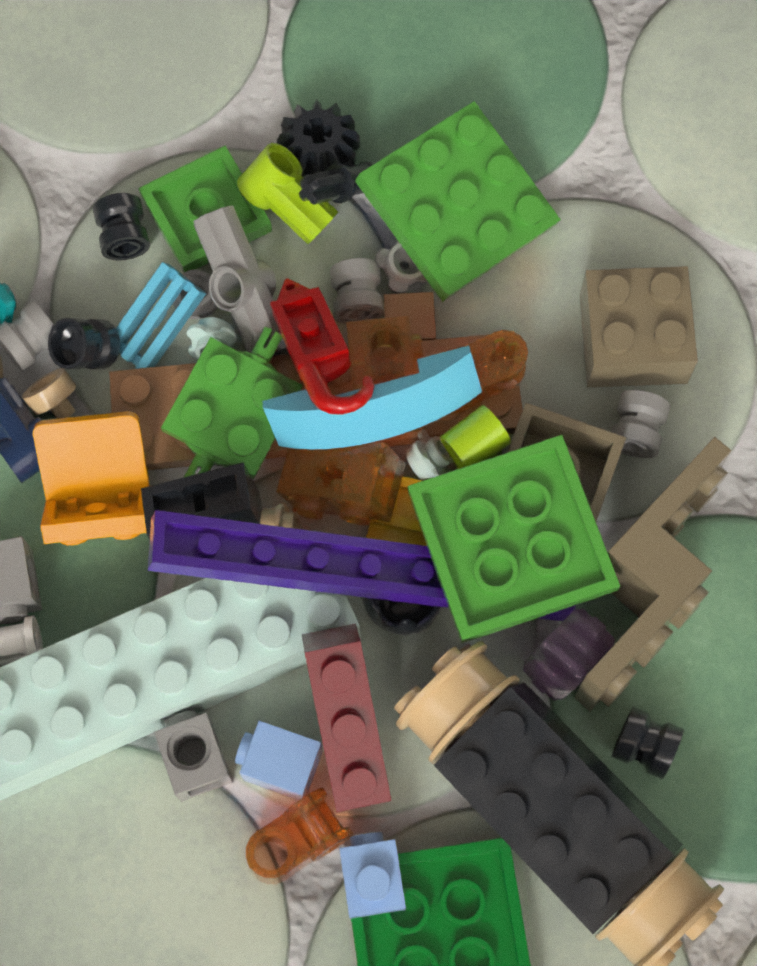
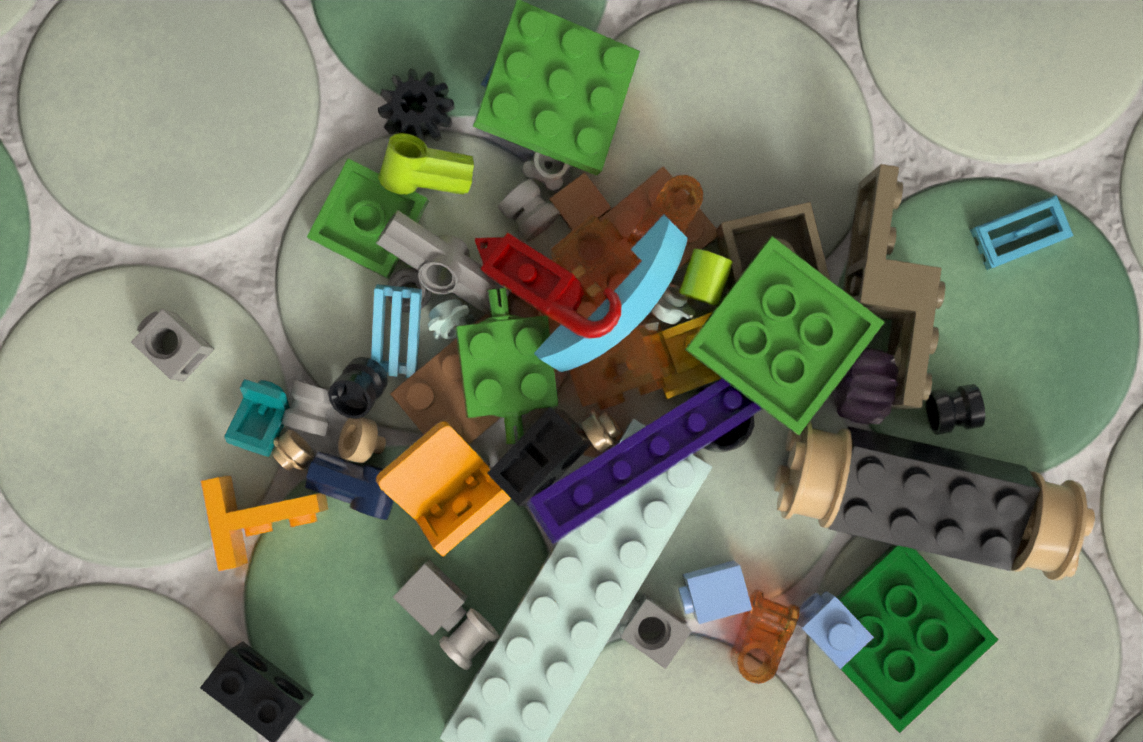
camera: 40 degrees left, 15 degrees up
(120, 221) = (315, 275): black wheel -> none
(333, 184) = (458, 135): black axle -> none
(346, 717) = (747, 537): dark red brick -> none
(637, 327) = (754, 102): dark tan brick -> none
(640, 422) = (802, 177): light grey wheel -> none

